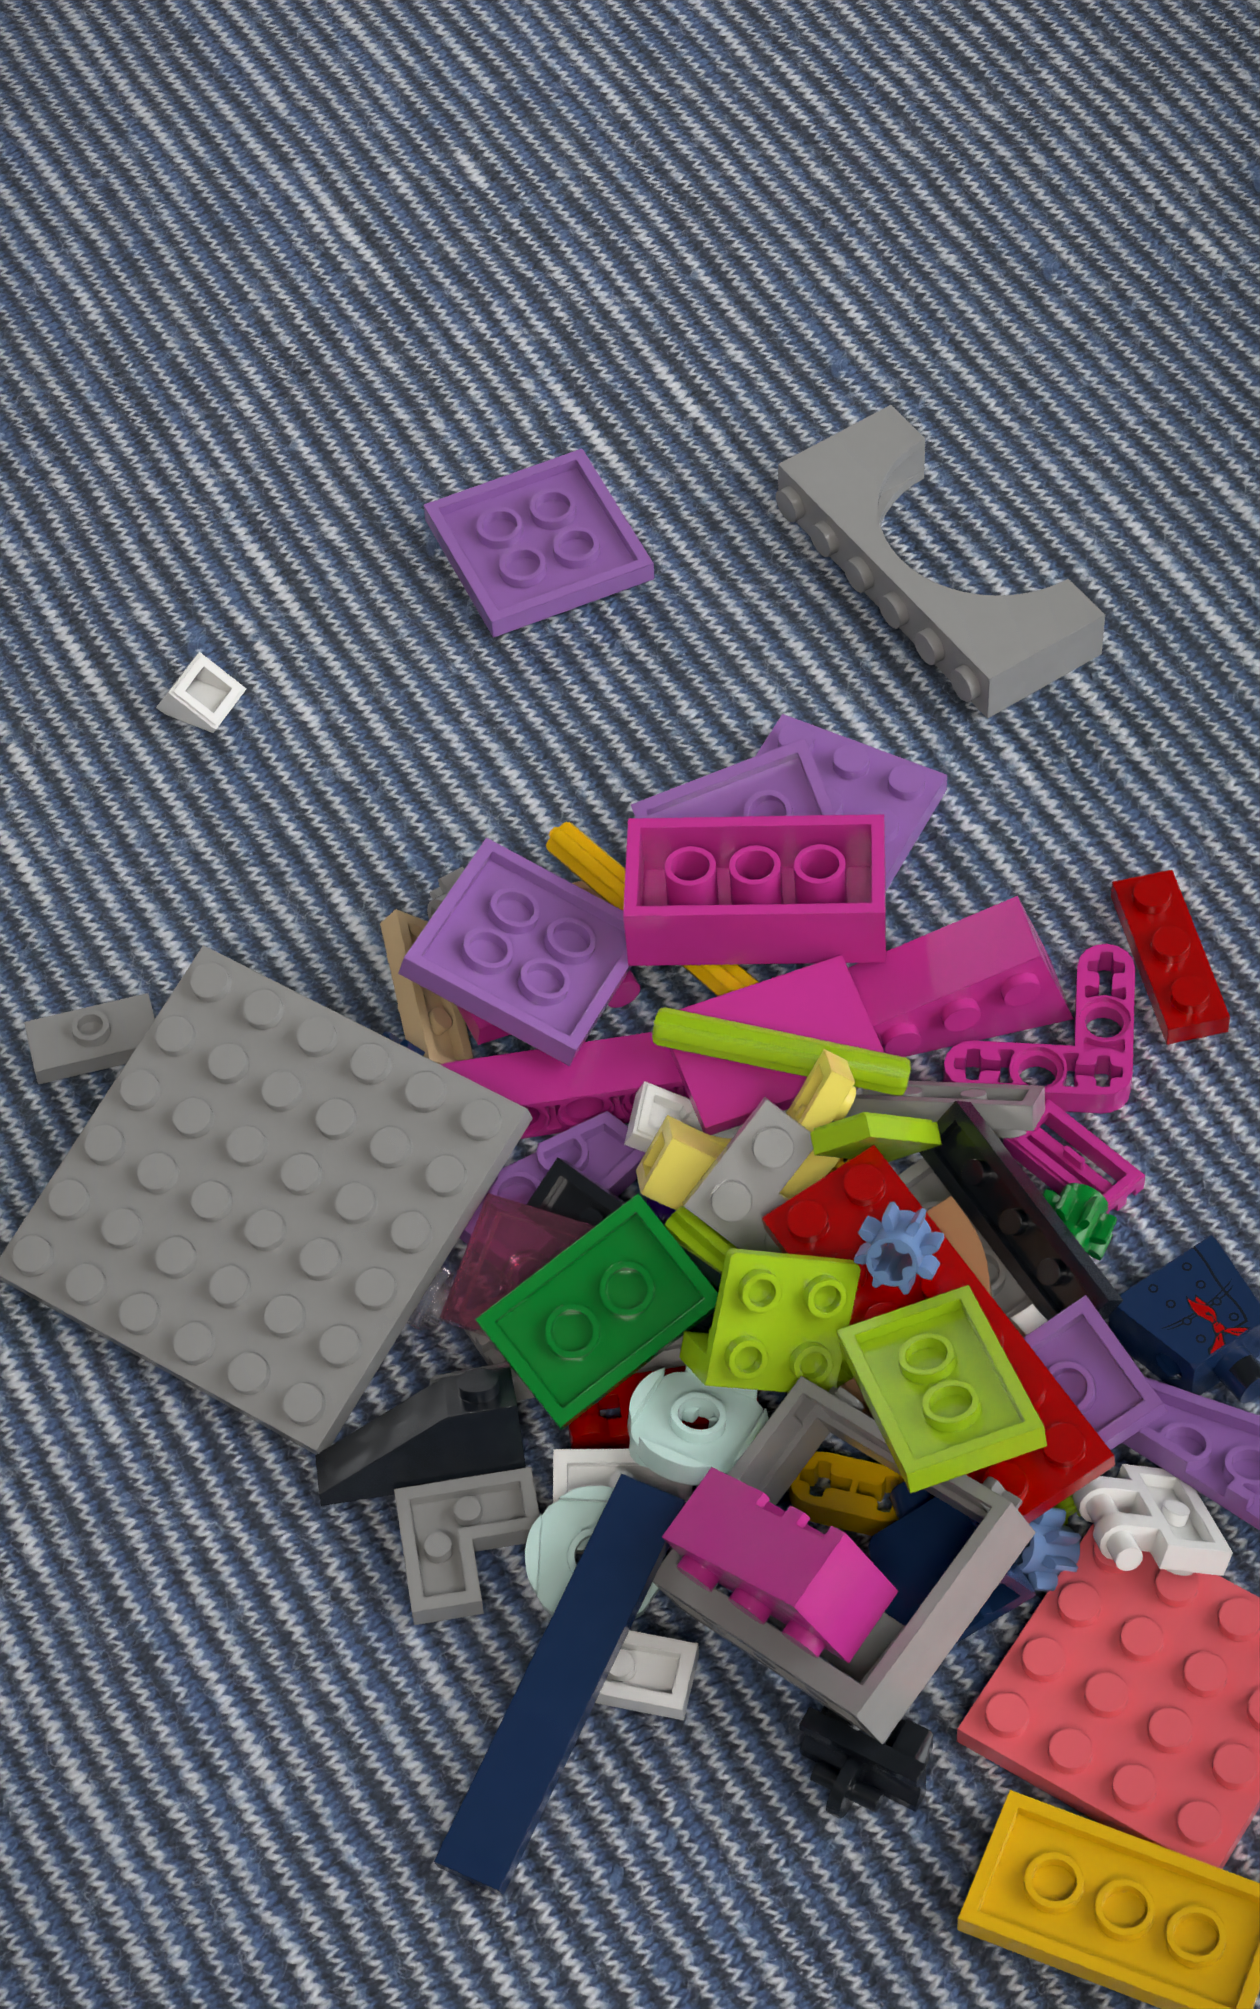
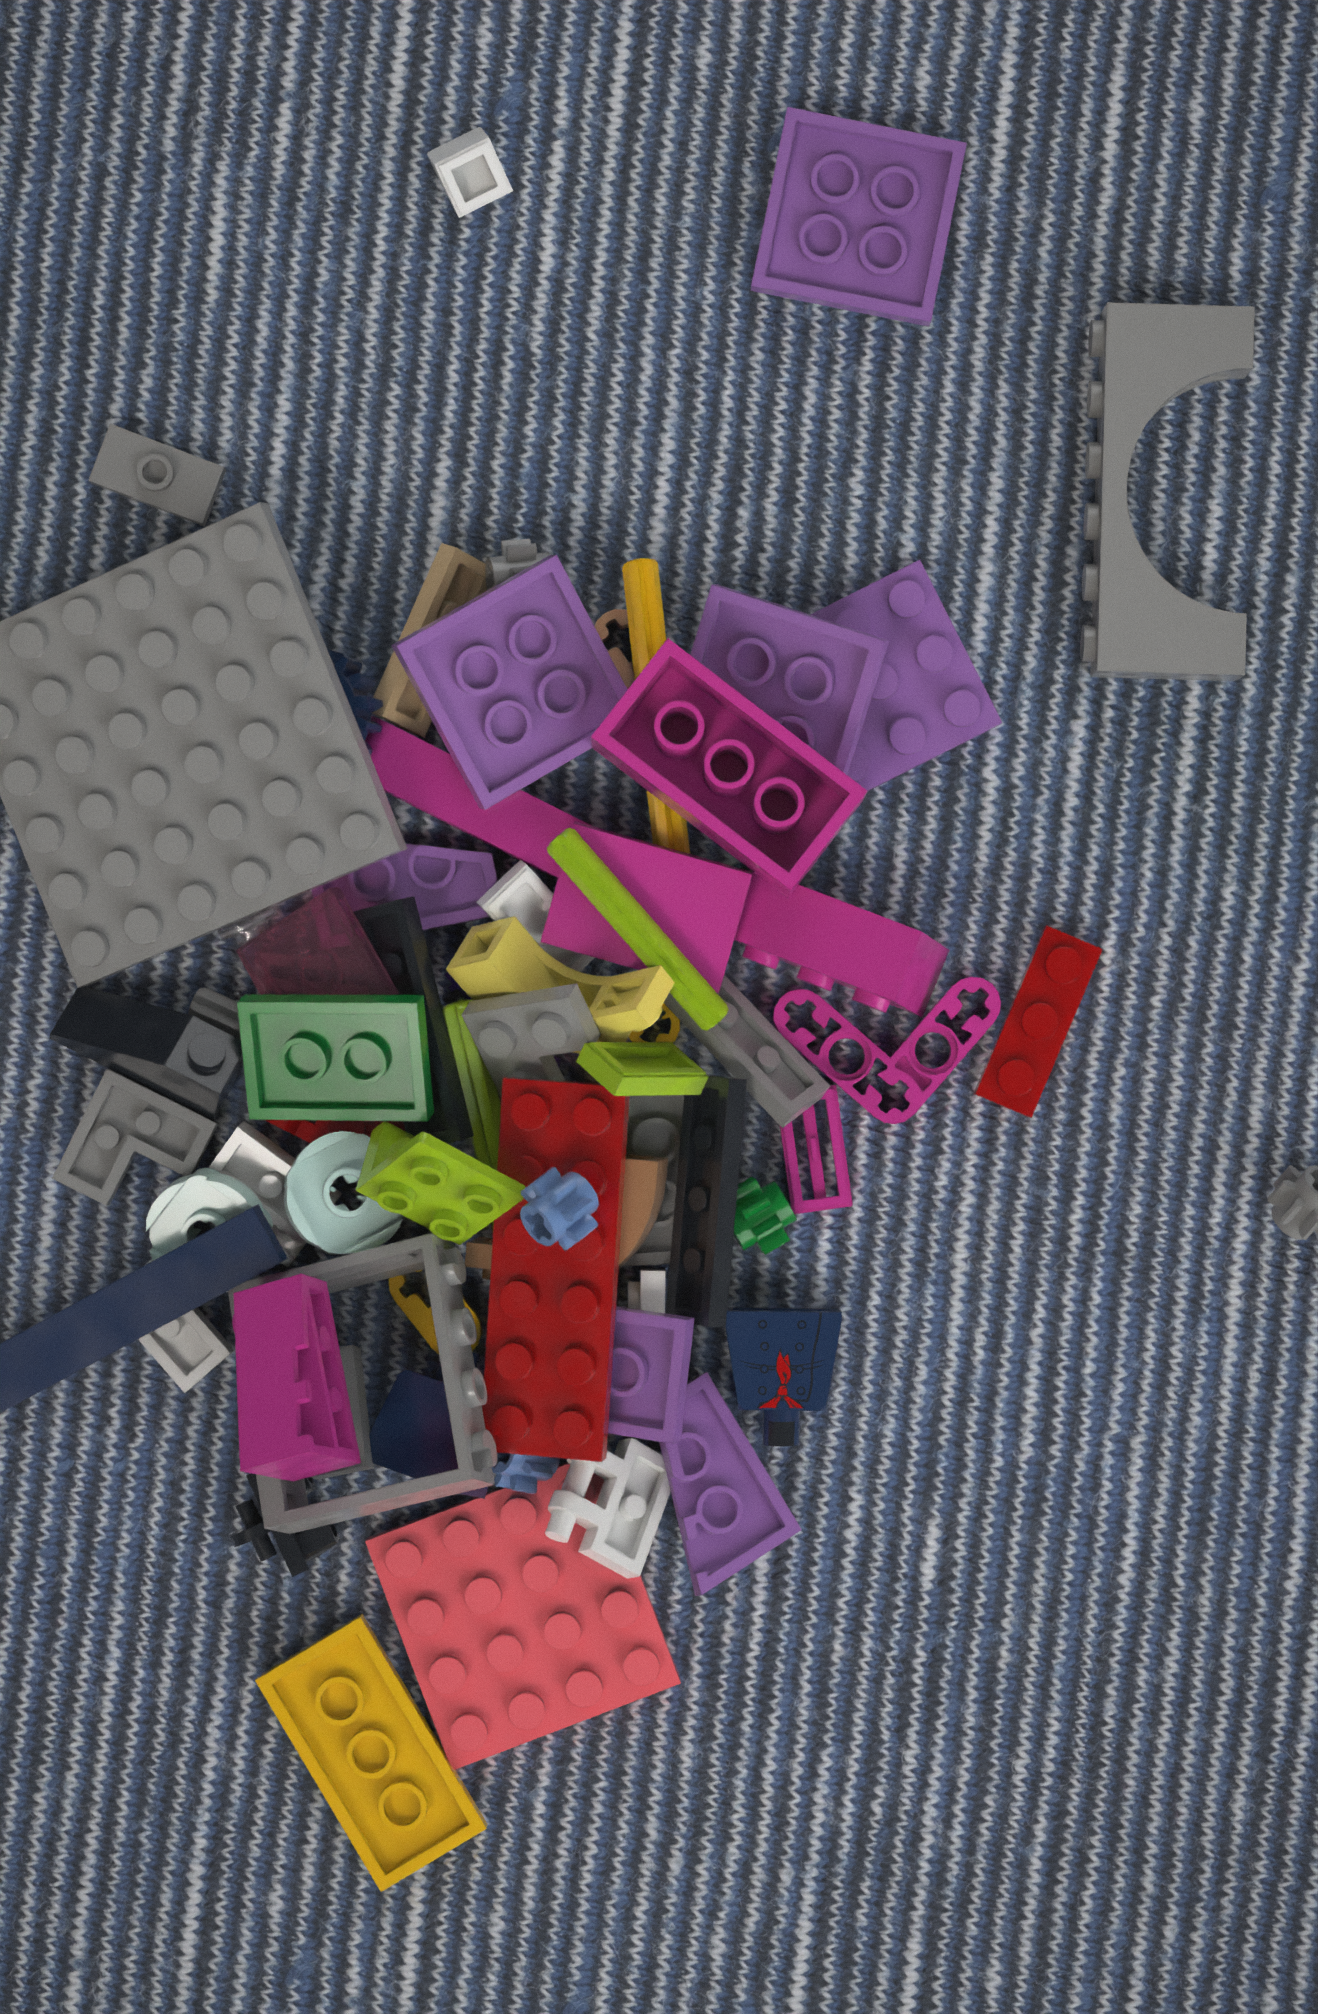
camera: 30 degrees right, 35 degrees up
(941, 1389) = (498, 1346): lime plate -> none

